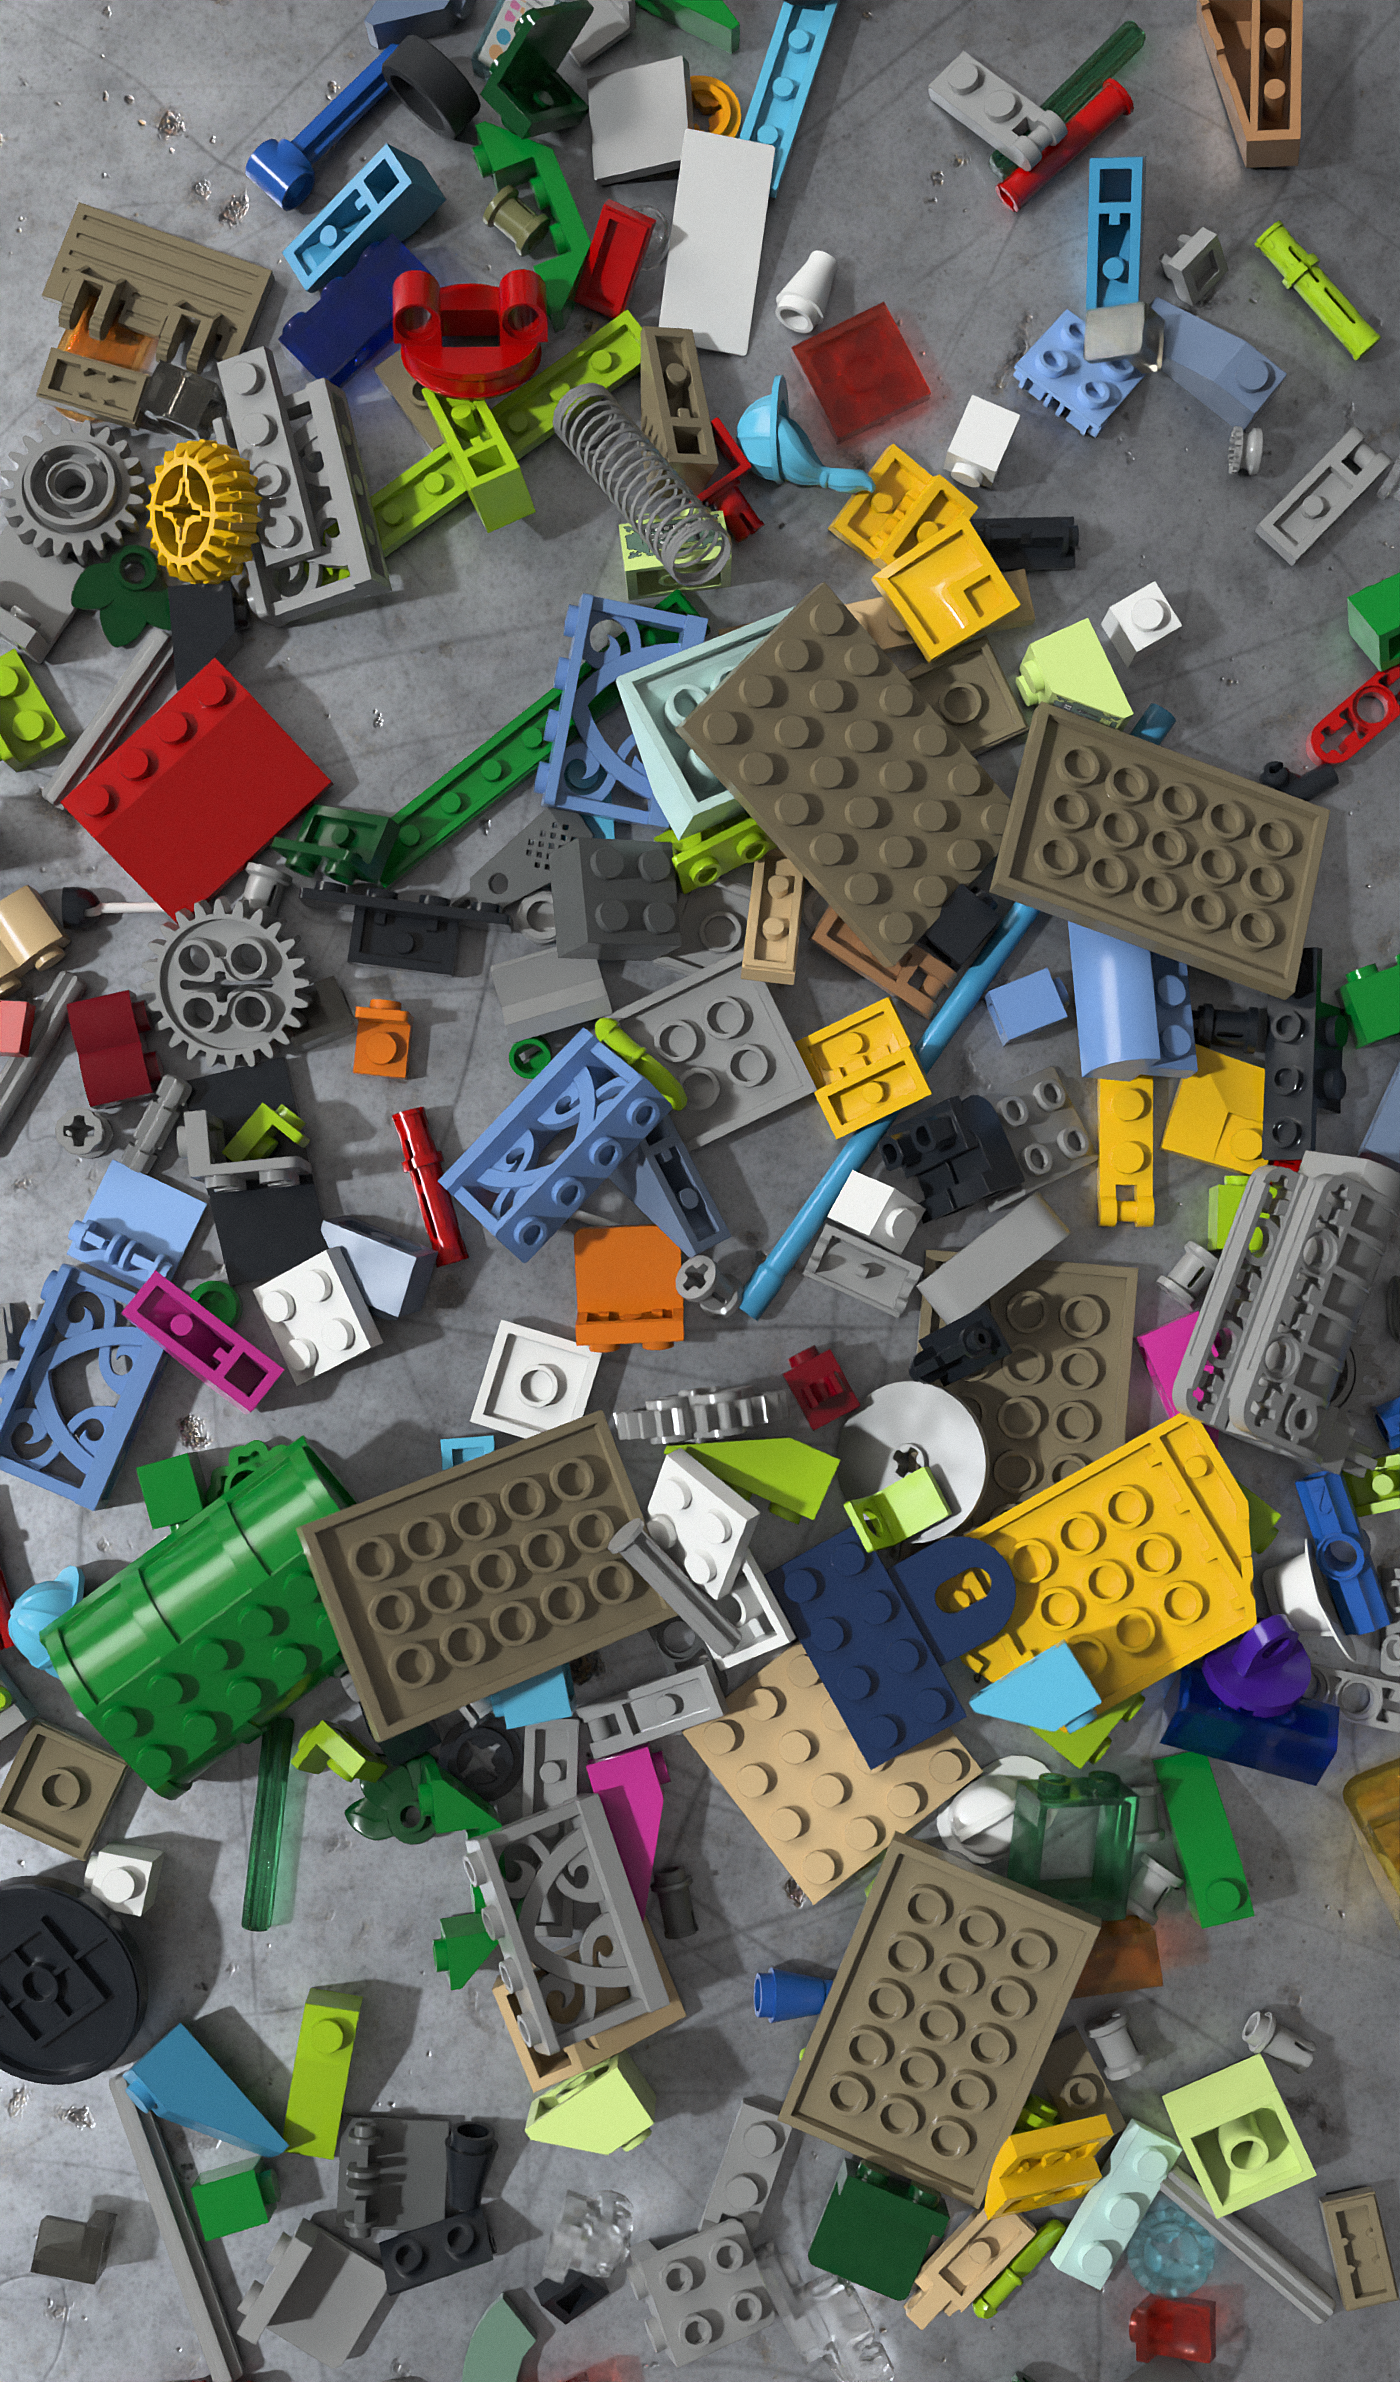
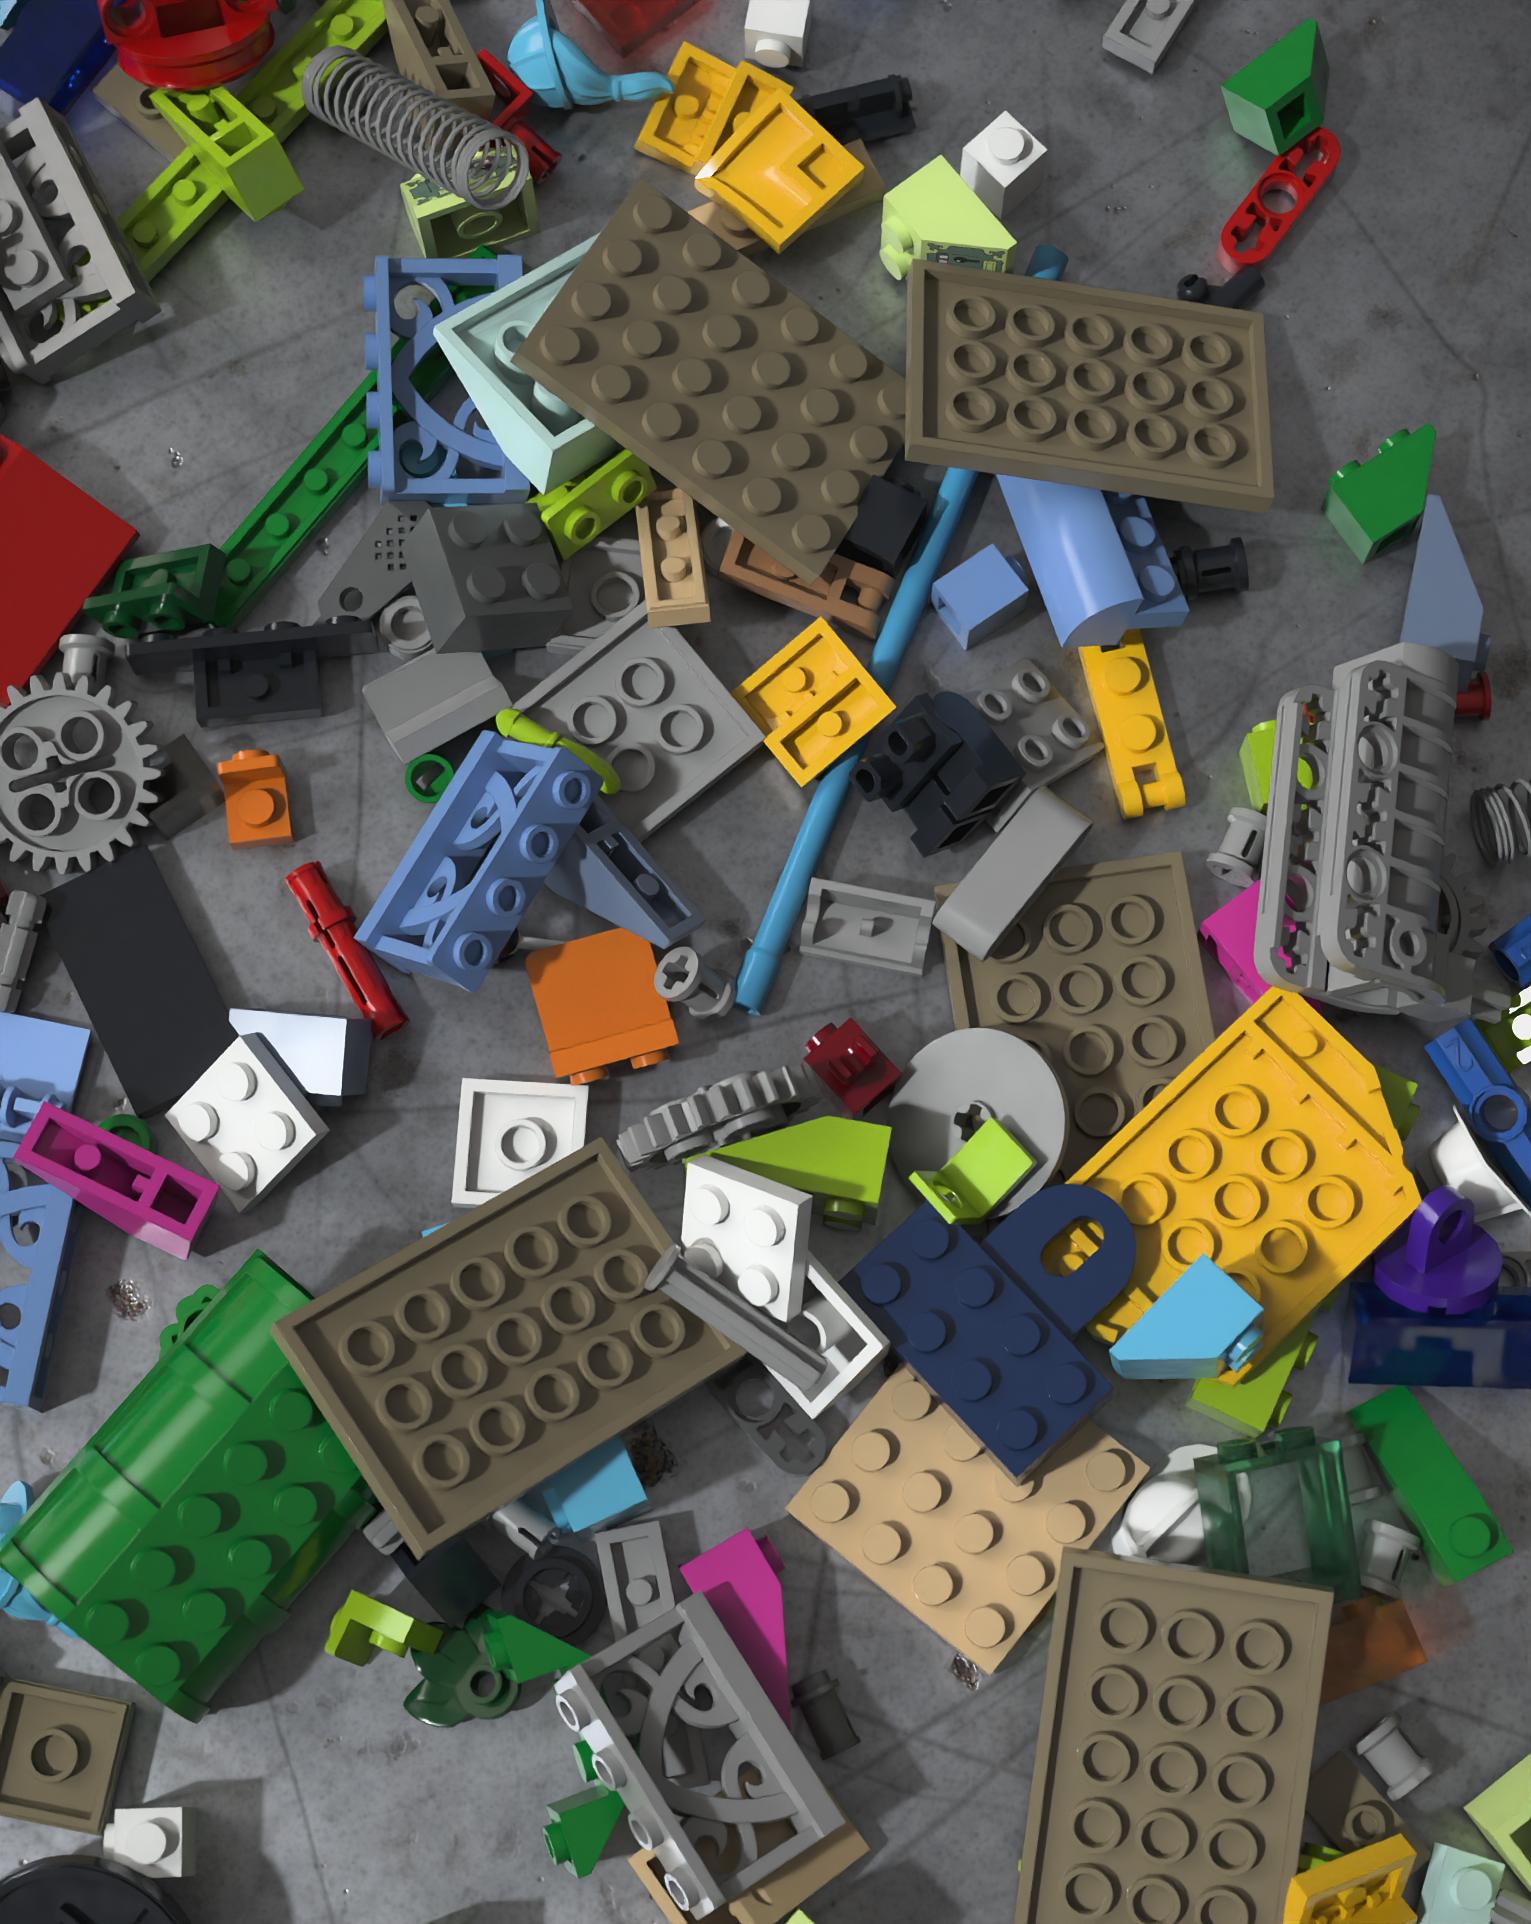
camera: 15 degrees left, 10 degrees down
(173, 1490) = (114, 1359): green brick -> none
(203, 1144) = (115, 973): light grey bracket -> none
(256, 1136) = (132, 932): lime bracket -> none
(267, 1825) = (313, 1740): clear green axle -> none
(654, 1709) = (744, 1484): light grey plate -> none
(788, 1995) = (986, 1793): blue cone -> none
(876, 1212) = (867, 853): white brick -> none
(959, 1349) = (1000, 976): black hinge -> none
(971, 696) = (839, 280): dark tan plate -> none
(1218, 1114) = (1233, 661): yellow plate -> none
(1301, 1064) = (1304, 581): black bracket -> none

